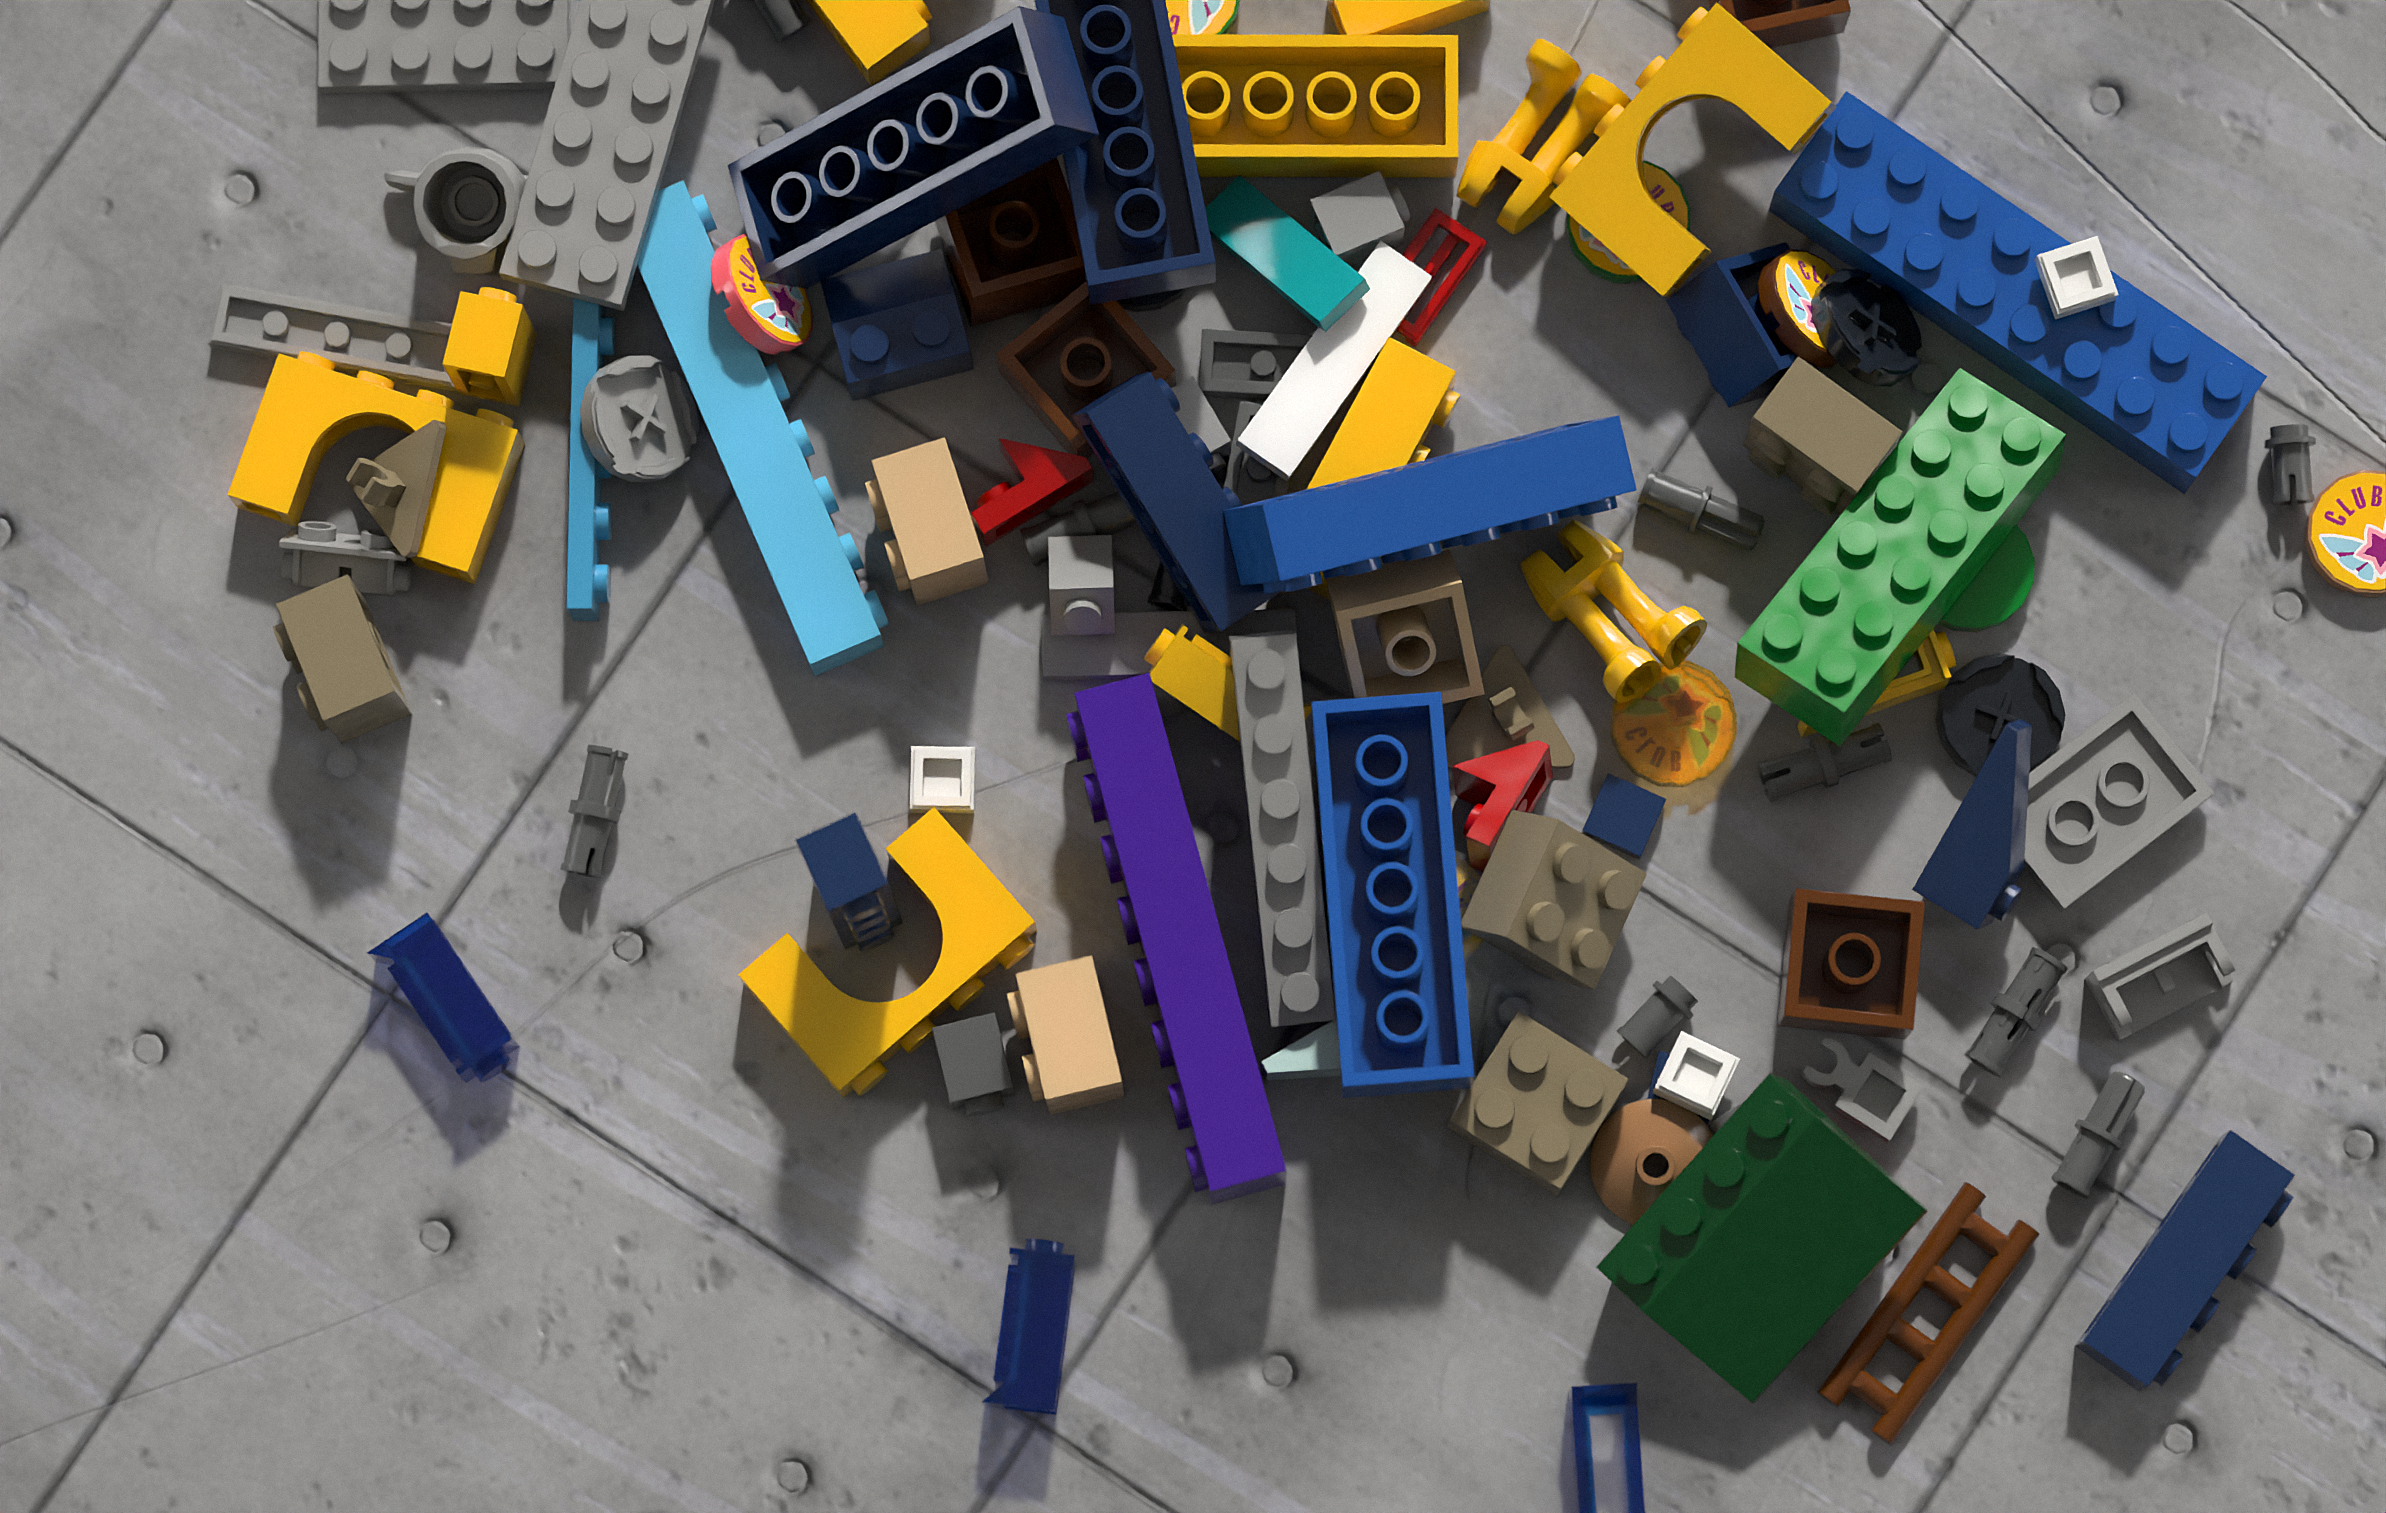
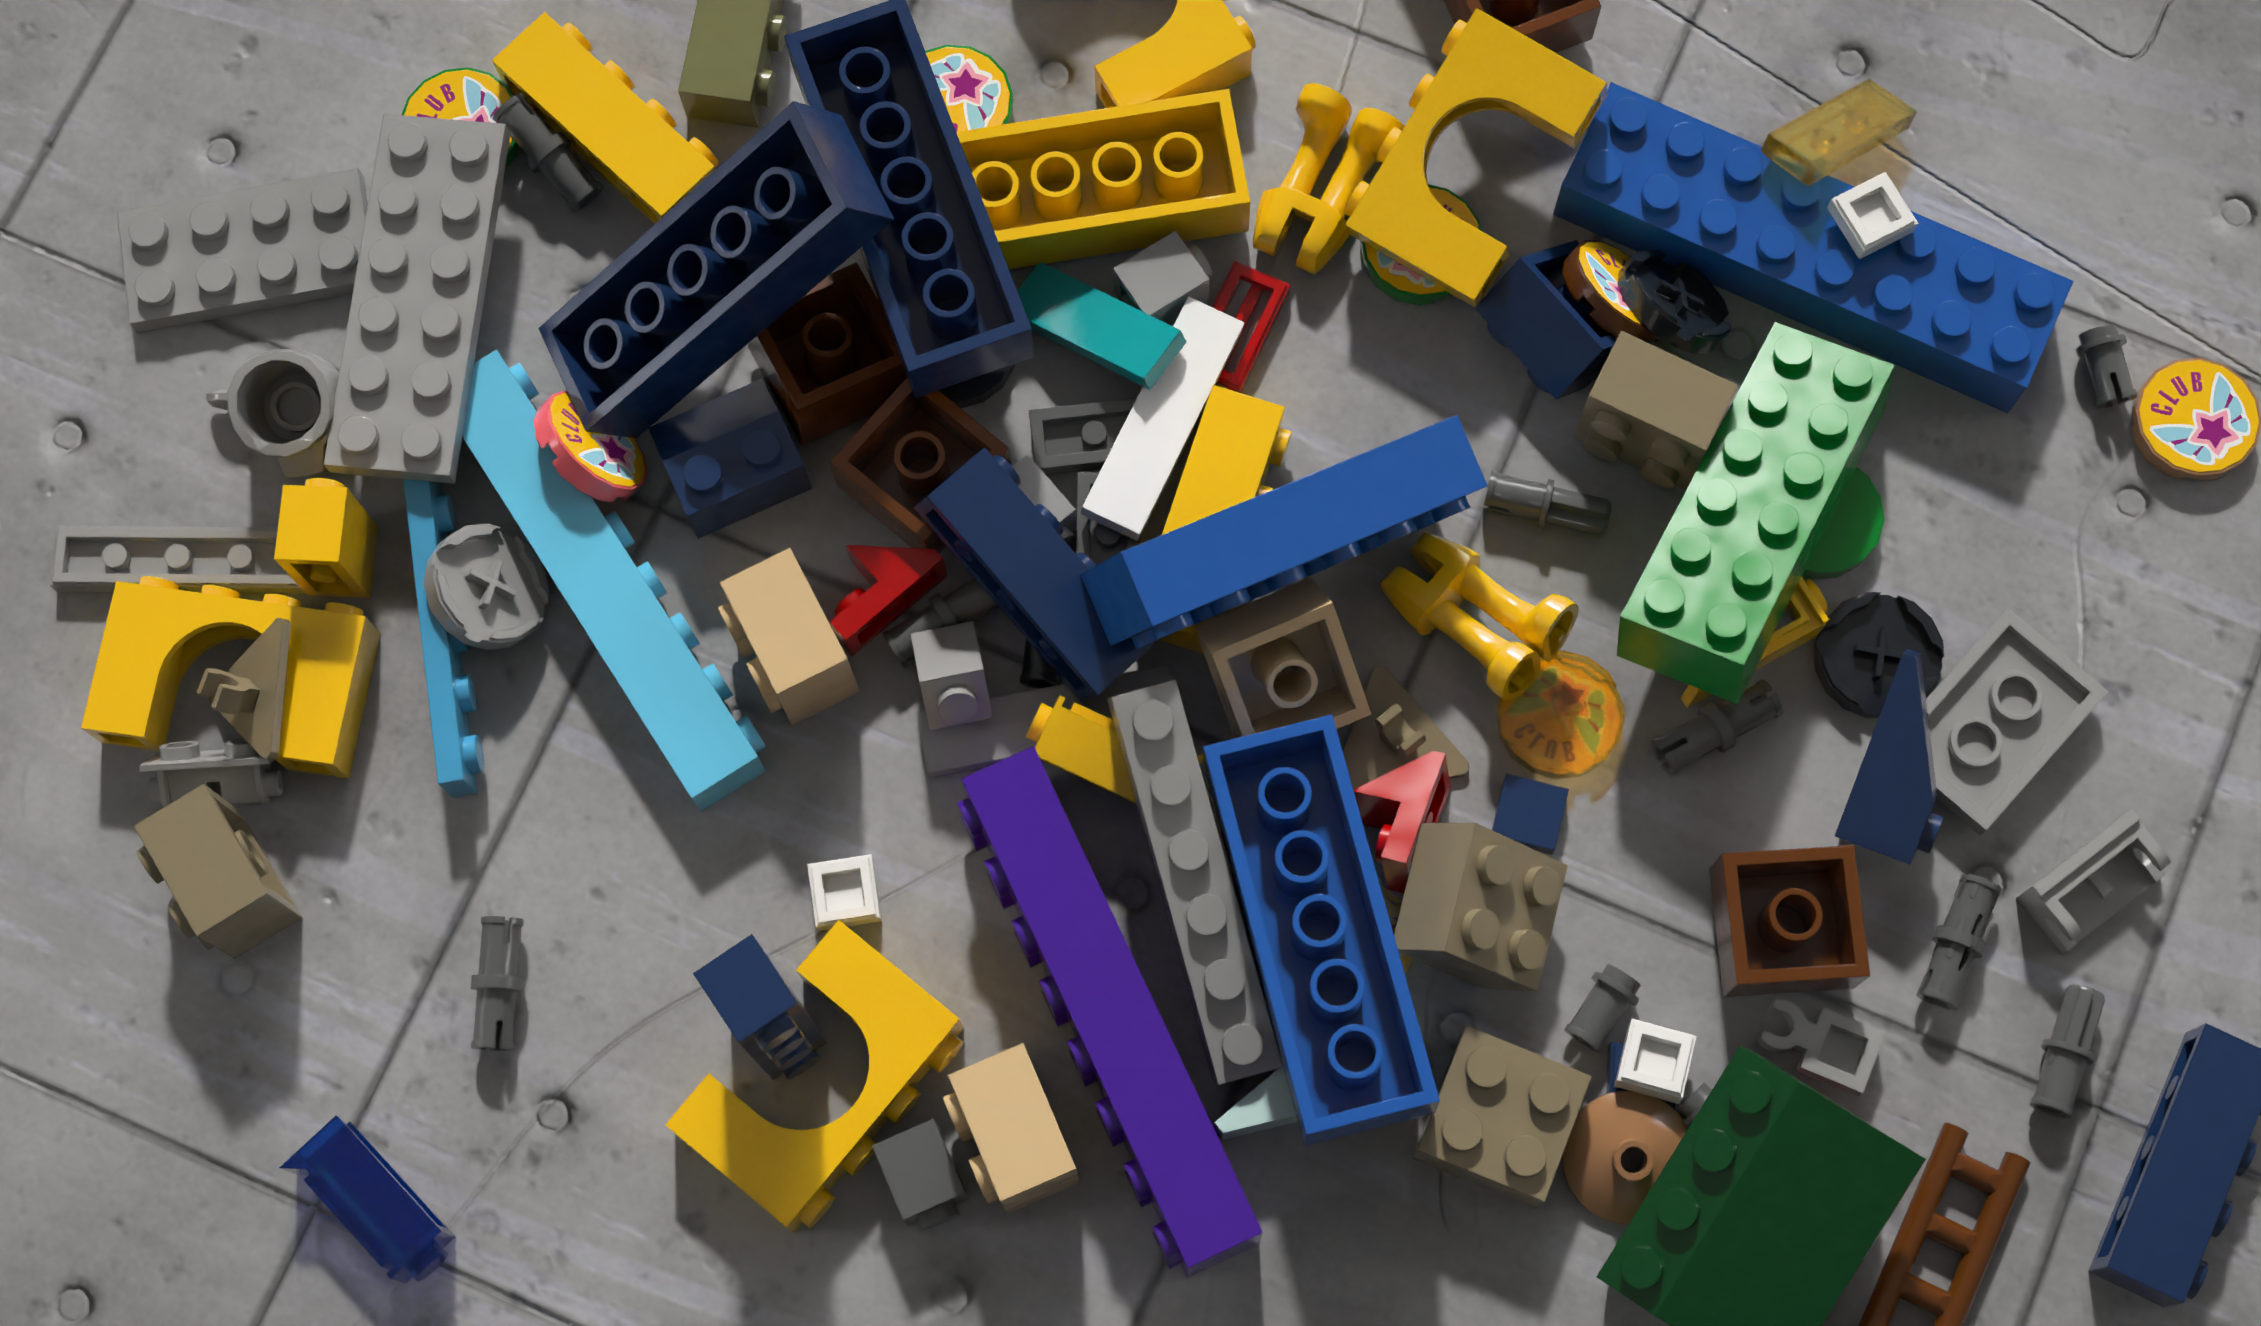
camera: 10 degrees left, 5 degrees down
(2067, 179) = (1838, 131): none -> clear yellow tile

